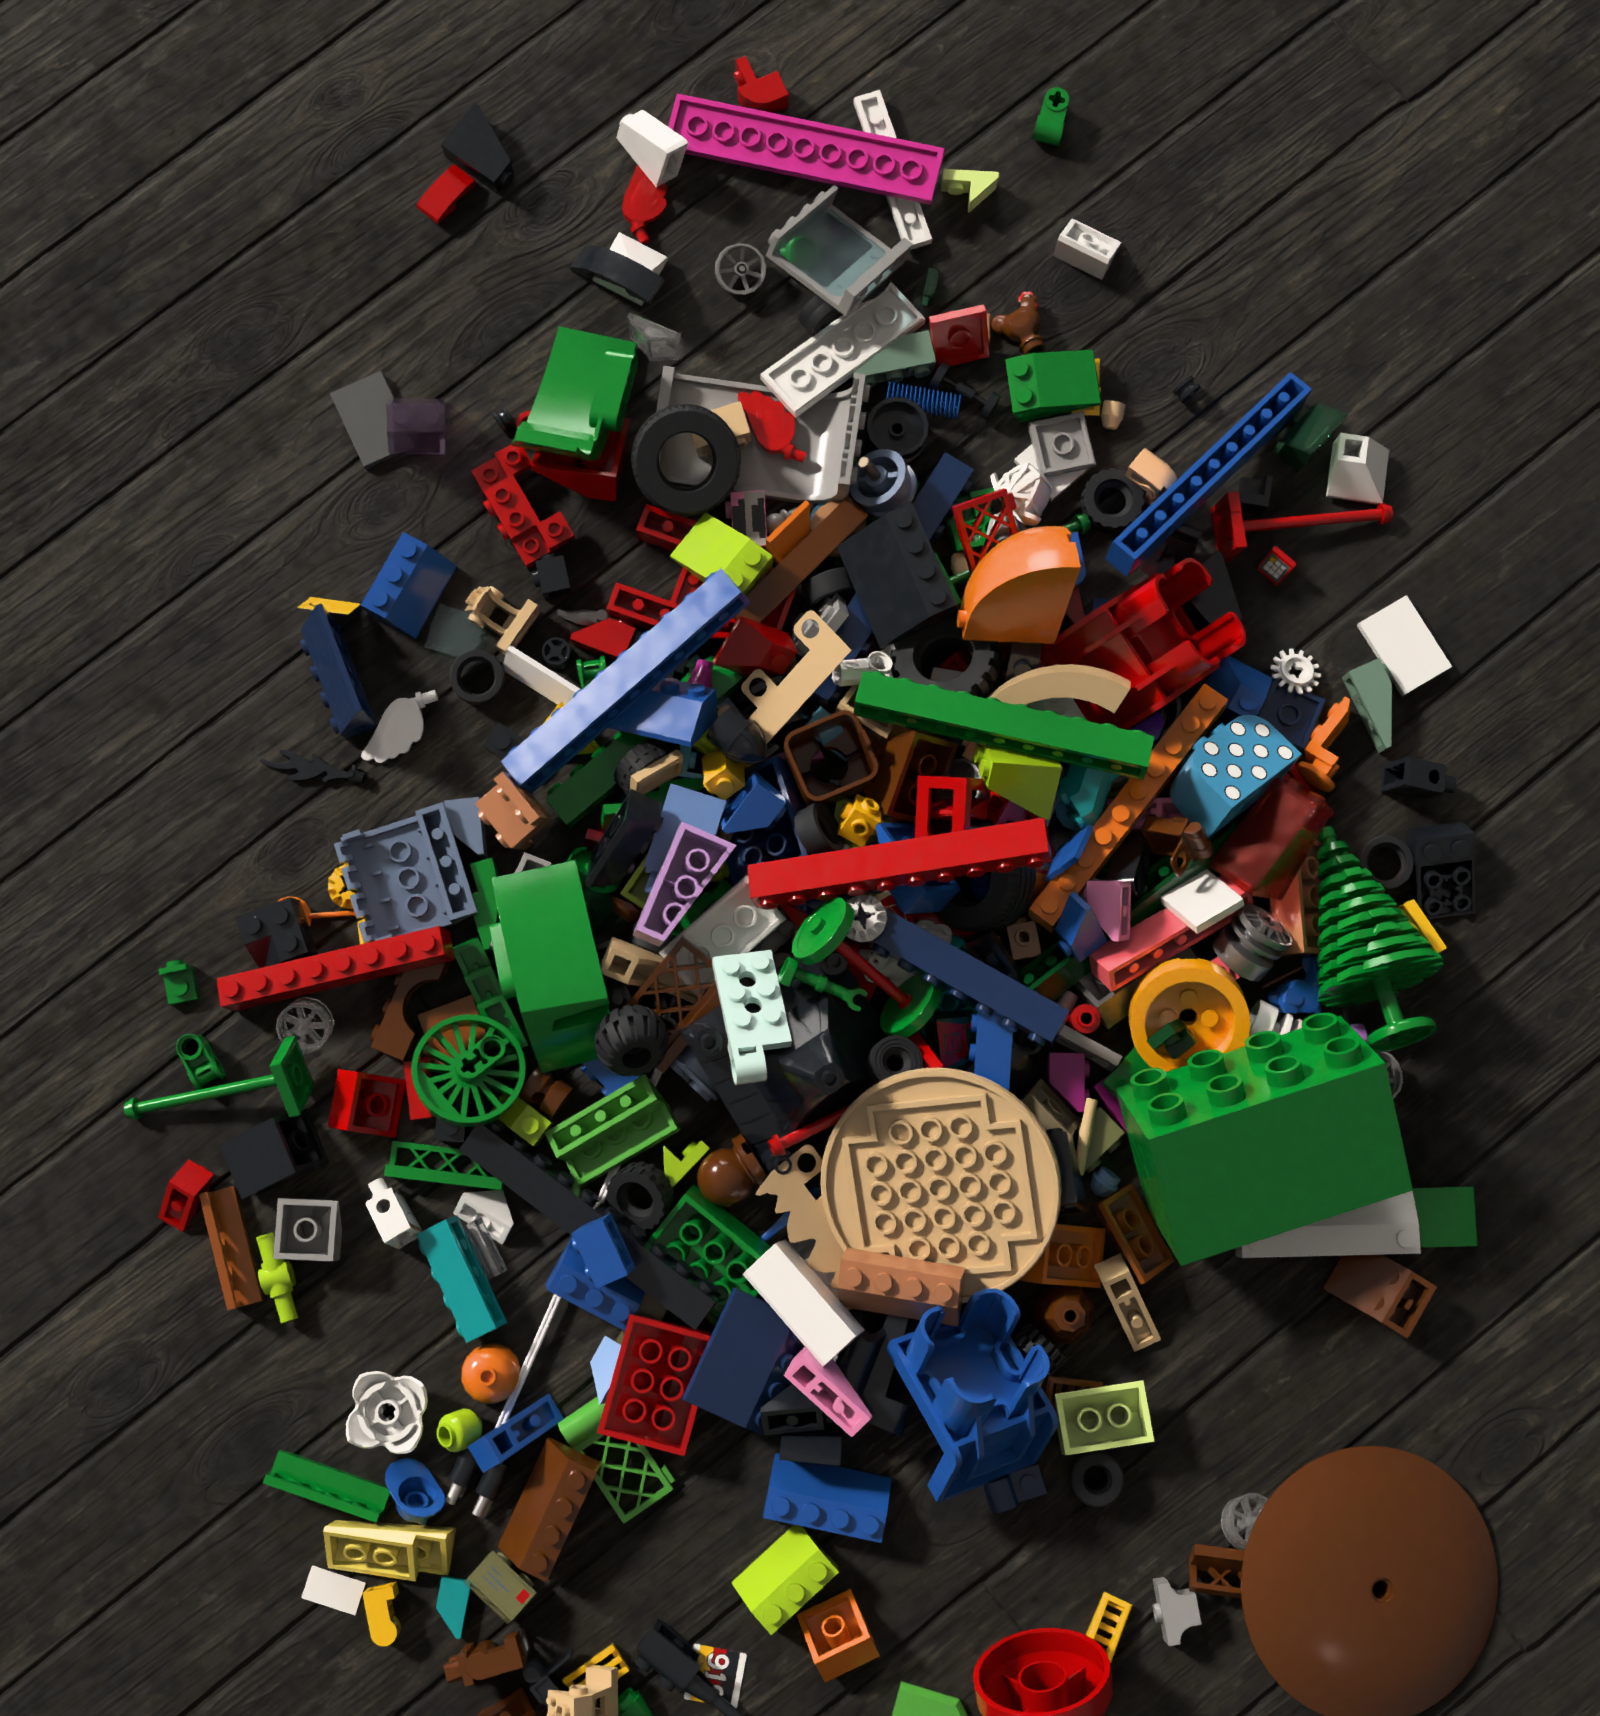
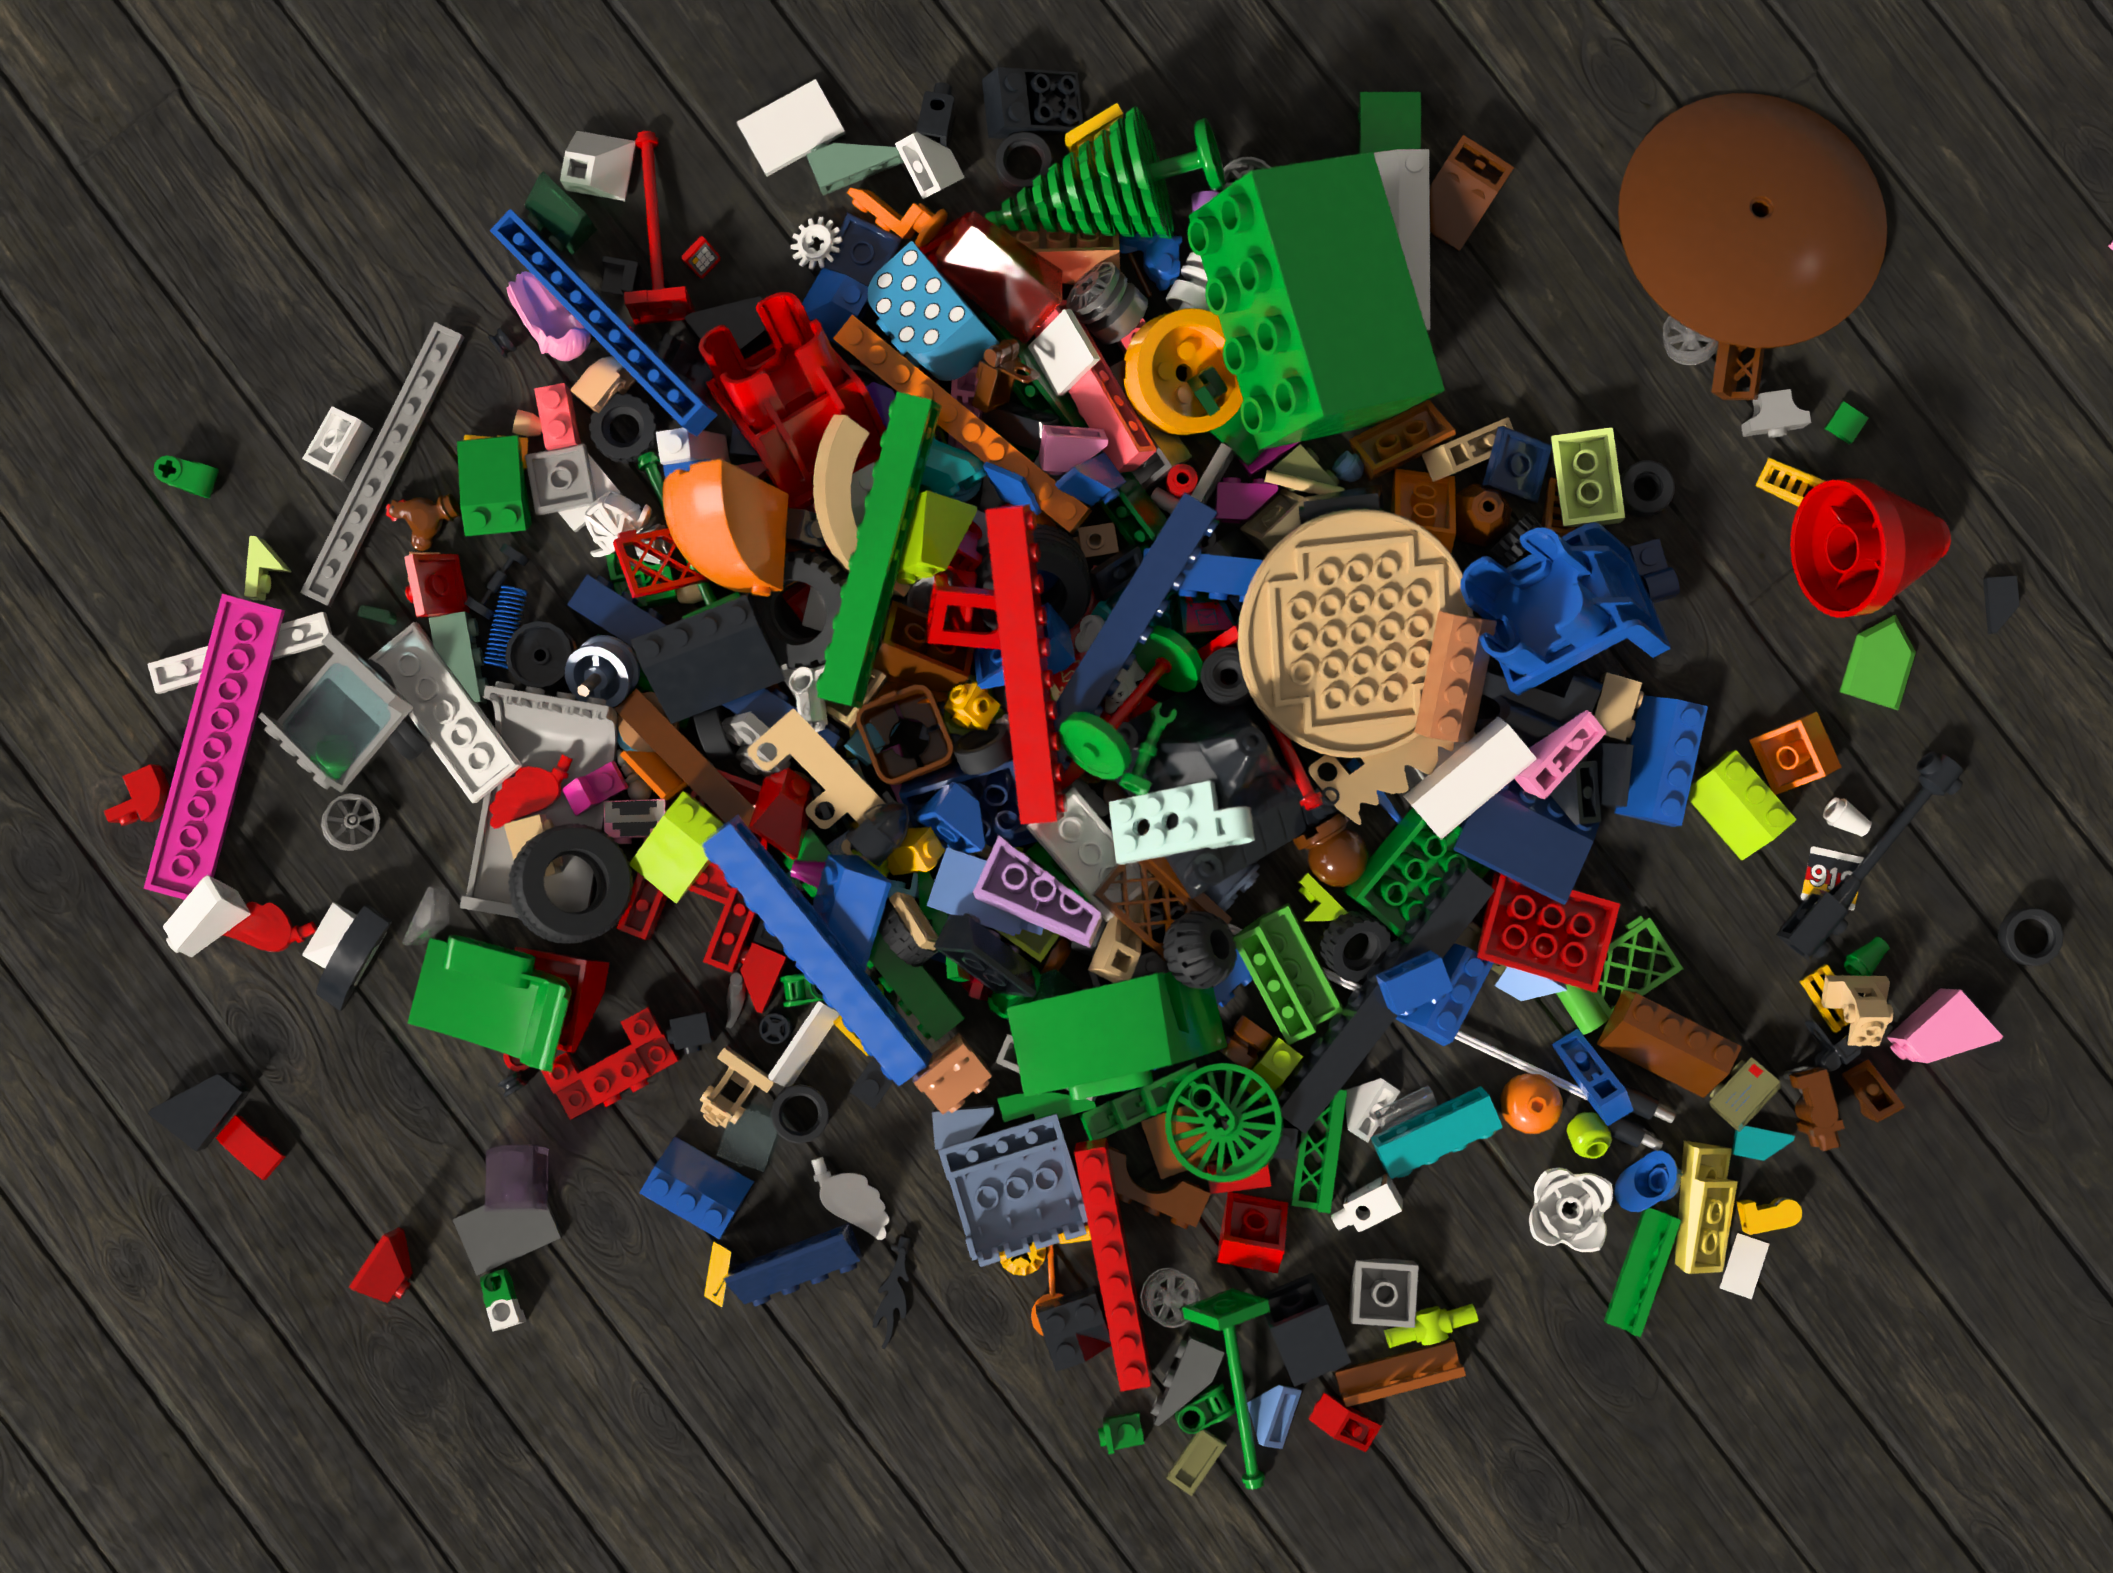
camera: 85 degrees left, 5 degrees up
(152, 1054) = (1196, 1461): none -> olive tile
(193, 1127) = (1273, 1414): none -> medium blue slope
(233, 1048) = (1193, 1372): none -> dark grey slope
(307, 414) = (501, 1300): none -> leg
(335, 312) = (386, 1269): none -> red slope
(775, 1689) = (1846, 817): none -> white cone
(776, 483) = (594, 788): none -> dark pink slope
(875, 924) = (1087, 692): white gear -> none
(878, 1450) = (1616, 706): none -> tan brick
(1069, 287) = (382, 464): none -> light grey plate
(1095, 544) = (682, 446): none -> white slope
(1113, 1348) = (1517, 464): none -> dark blue tile
(1119, 439) = (557, 416): none -> coral brick
(1170, 1684) = (1846, 422): none -> green tile
(1208, 426) = (547, 319): none -> bright pink hair
(1376, 772) = (929, 163): none -> white slope

